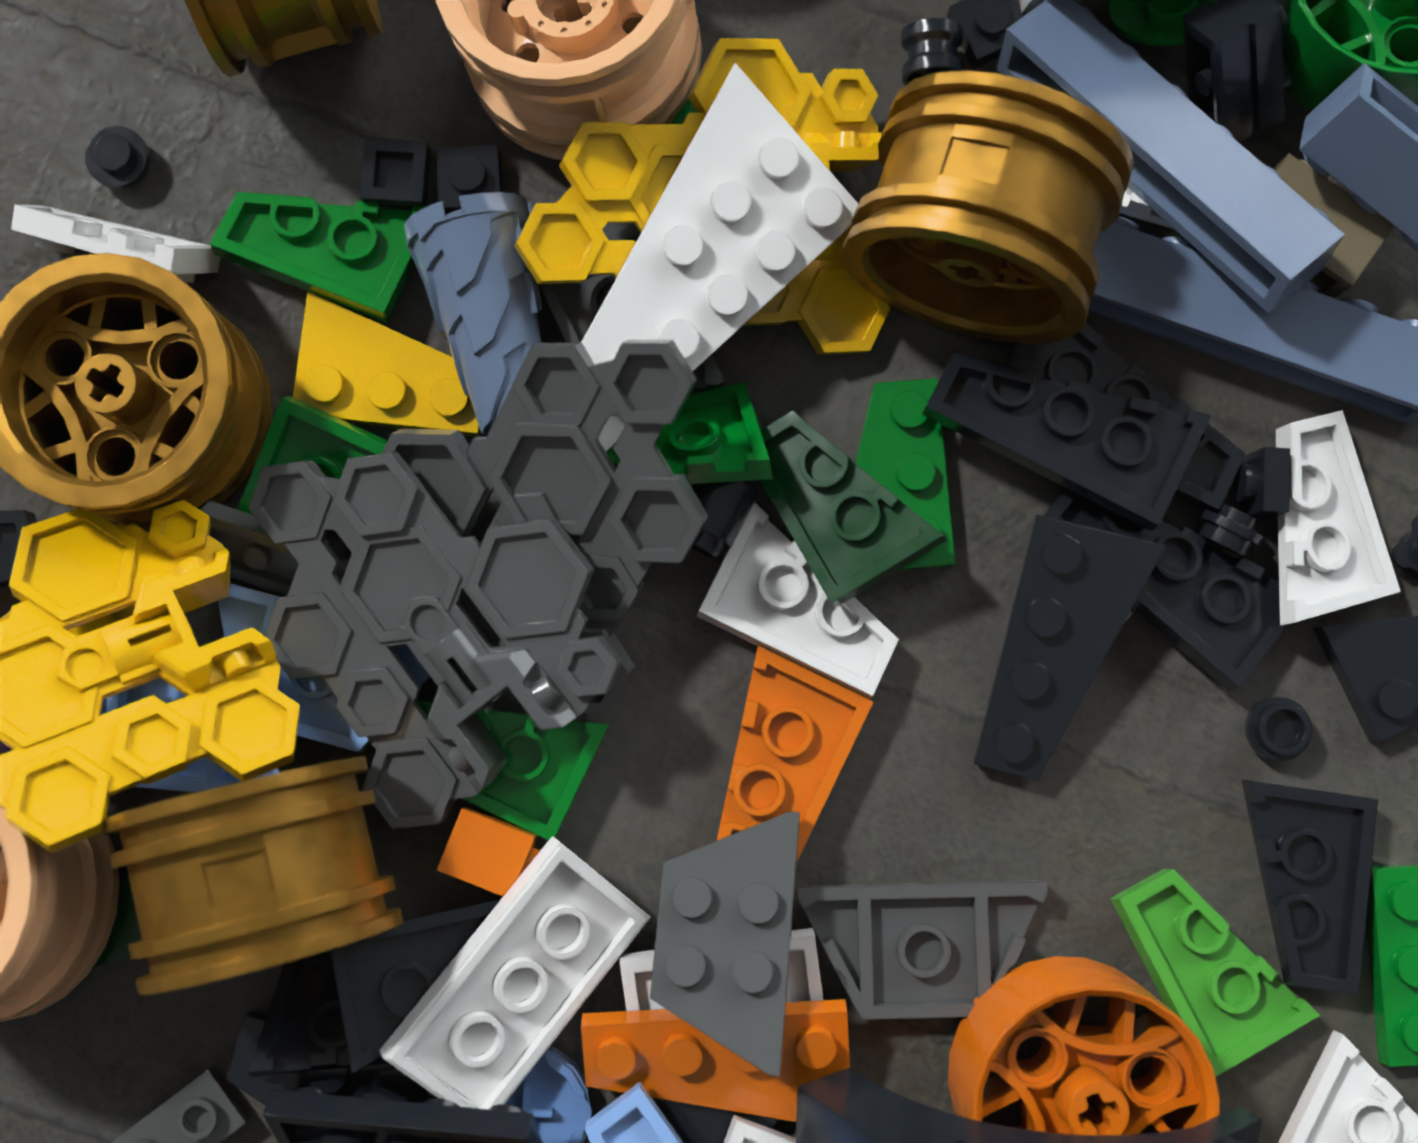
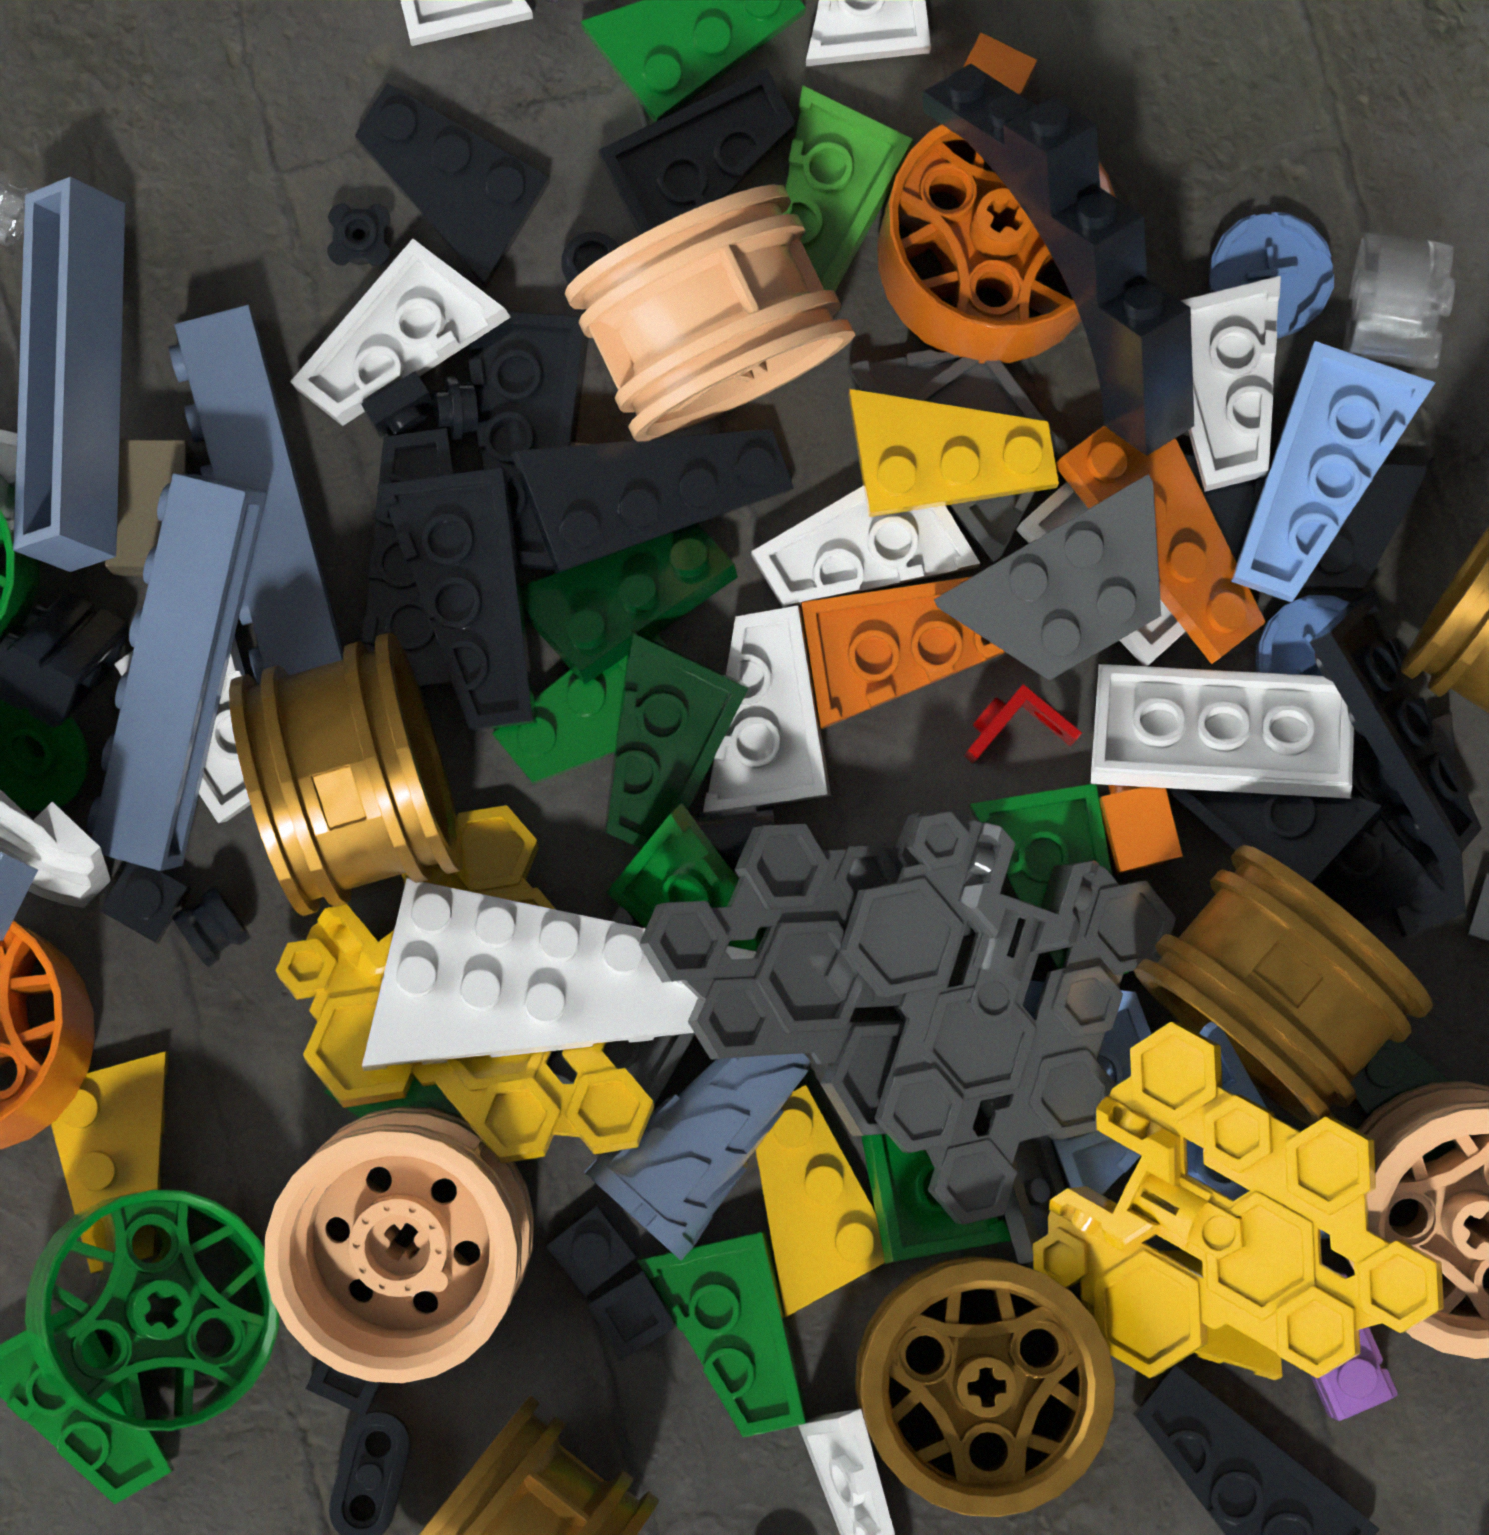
camera: 130 degrees left, 0 degrees up
(665, 802) = (999, 714): none -> red bracket
(888, 794) = (851, 553): none -> white wing
(917, 912) = (945, 454): none -> yellow wing
(980, 564) = (643, 589): none -> dark green wing
(1188, 789) = (708, 311): none -> light nougat wheel

